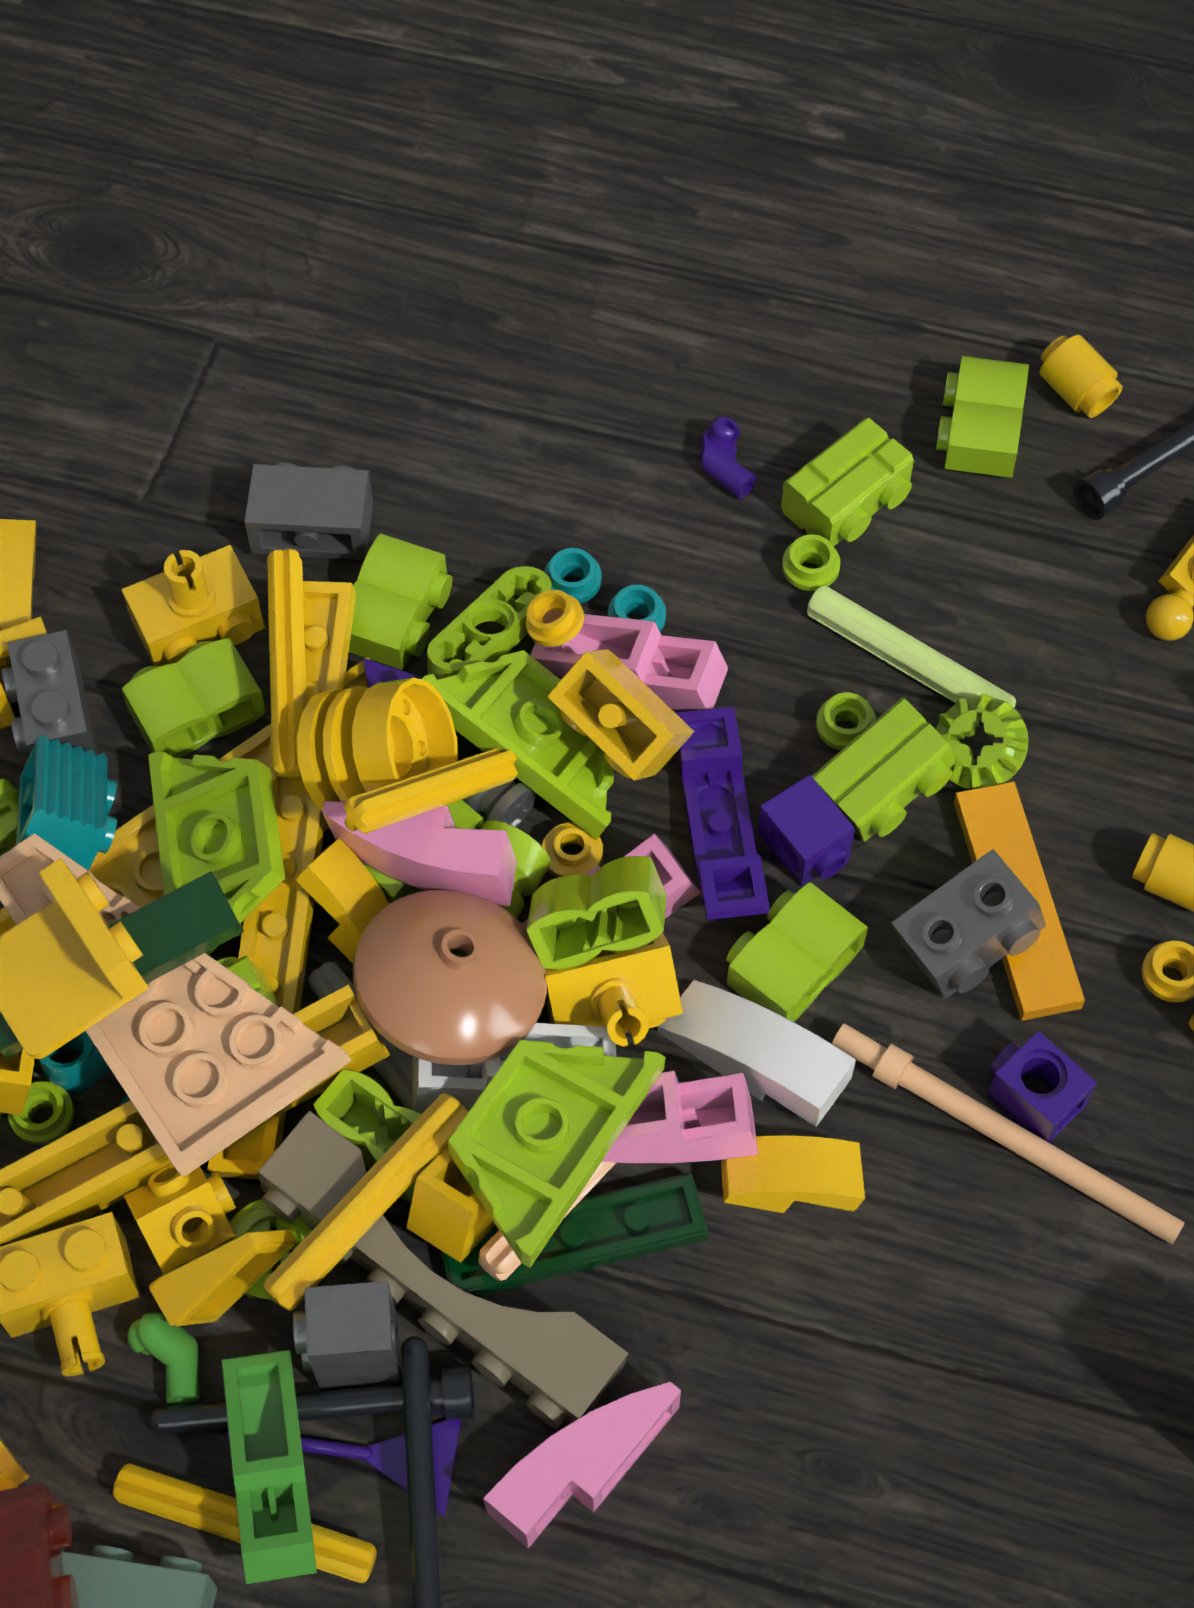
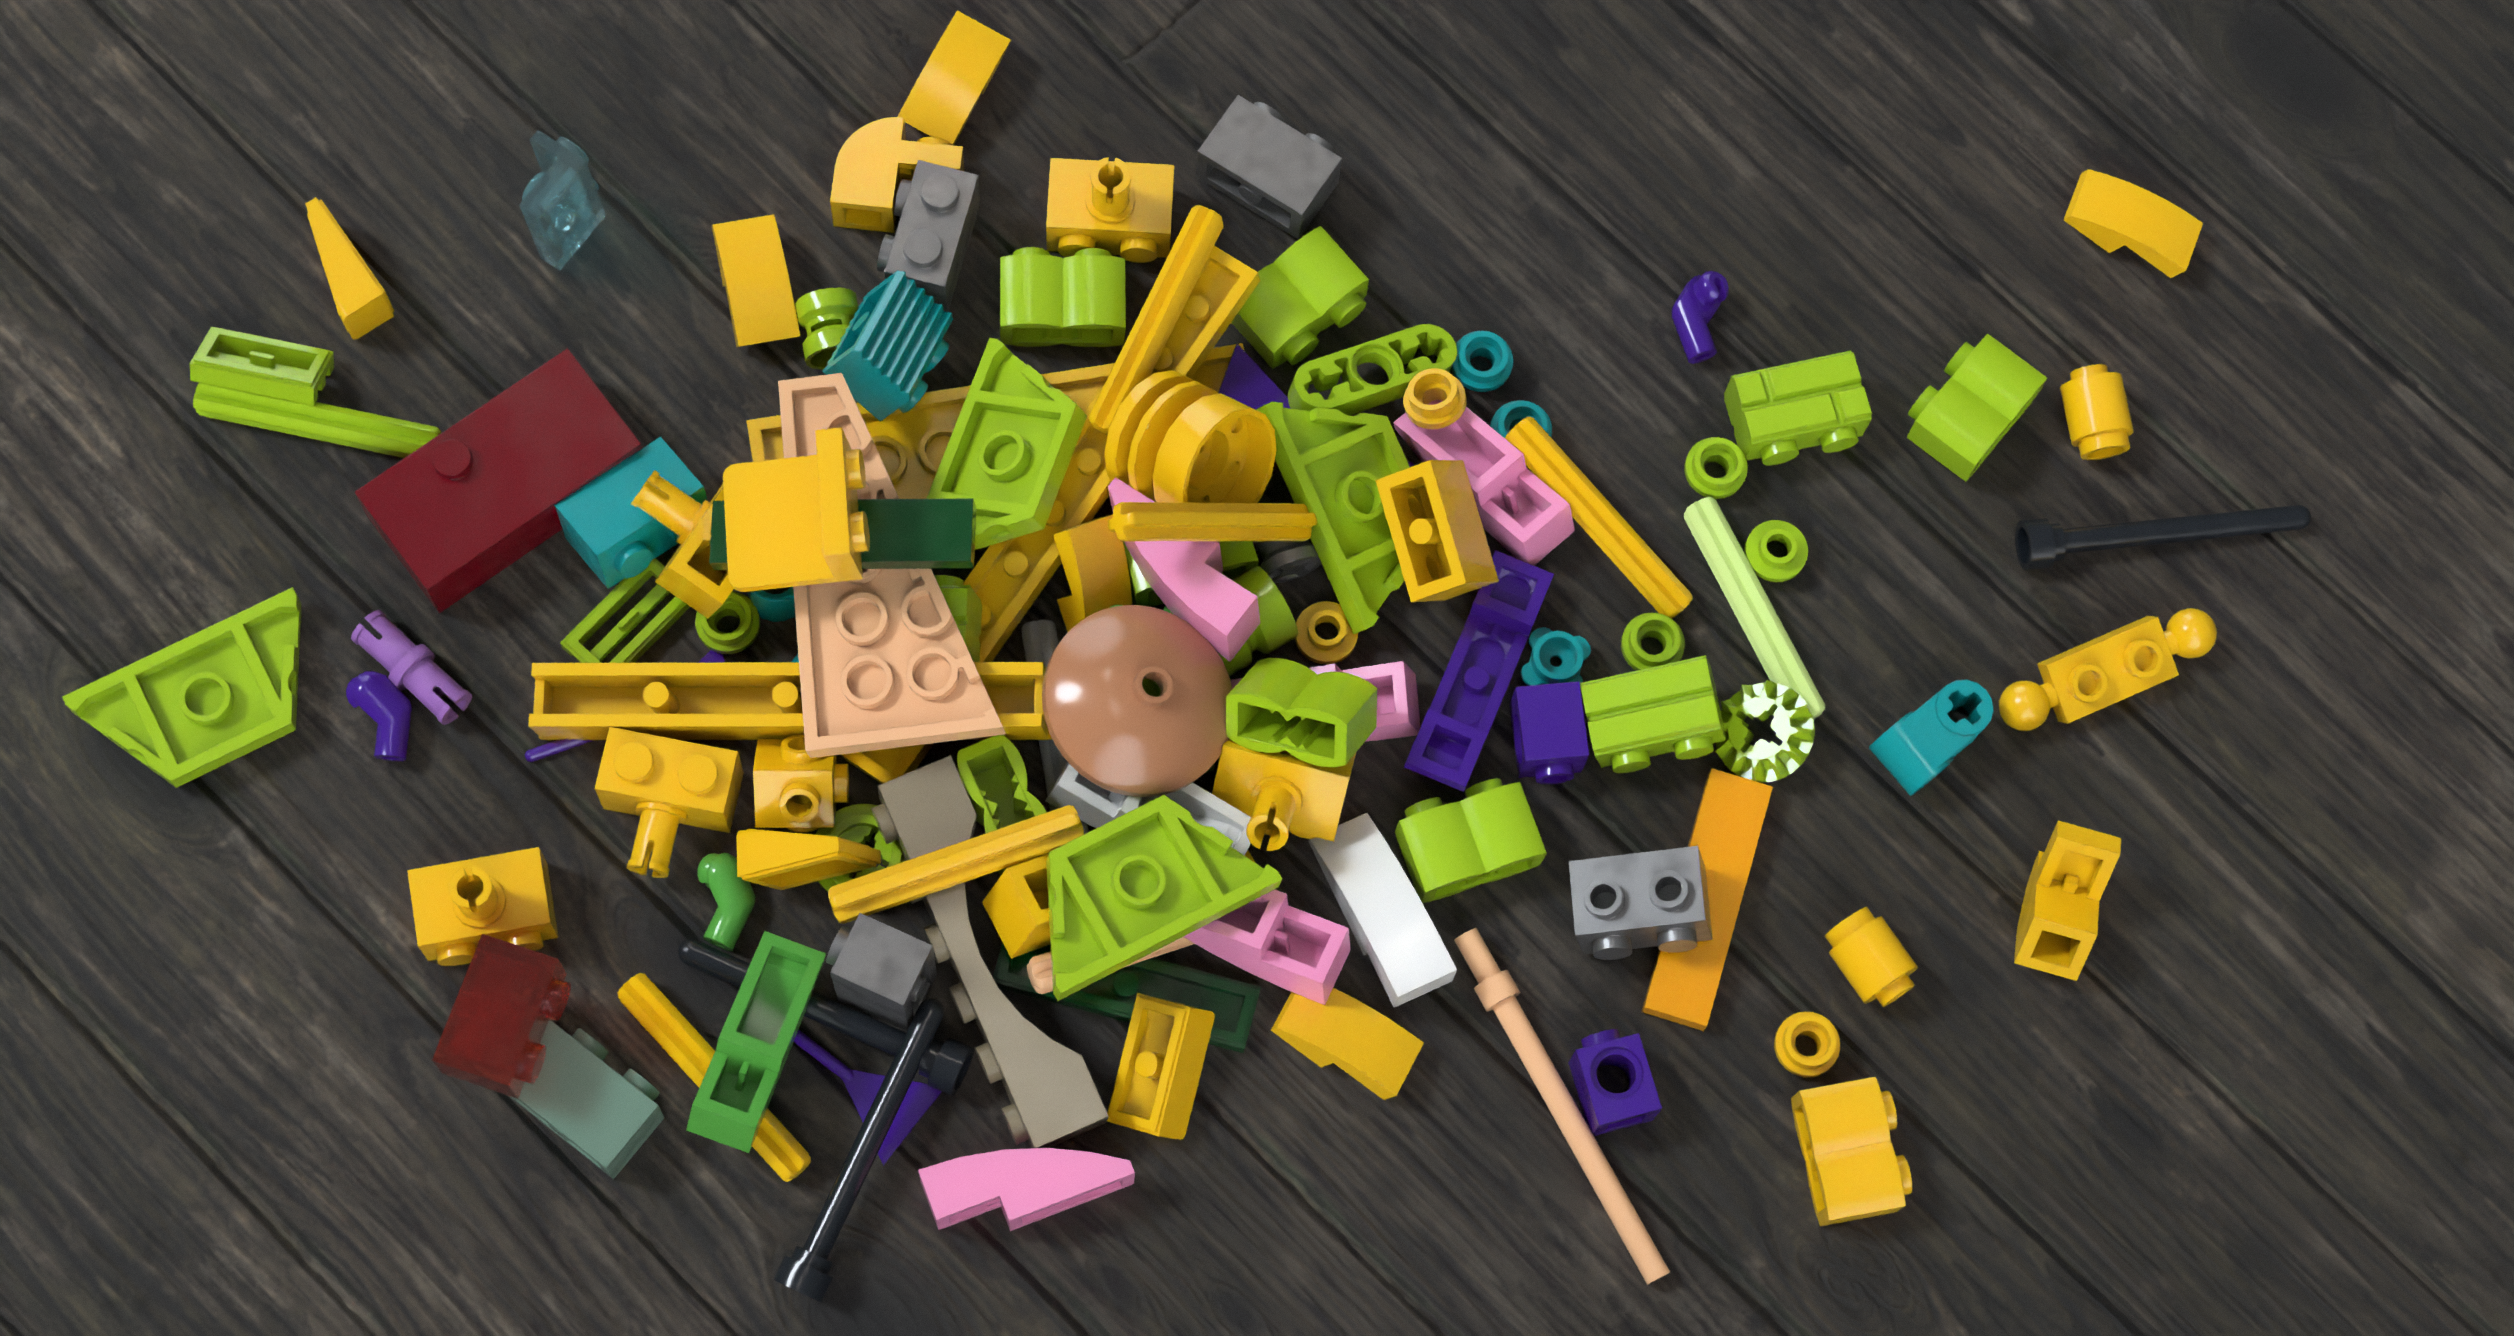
camera: 20 degrees right, 10 degrees up
(644, 1287) = (1160, 1067): none -> yellow slope
(746, 645) = (1600, 519): none -> yellow axle
(768, 762) = (1549, 644): none -> teal plate
(899, 614) = (1771, 567): none -> lime plate
(1005, 226) = (2124, 214): none -> yellow slope
(1115, 675) = (1928, 739): none -> teal piece

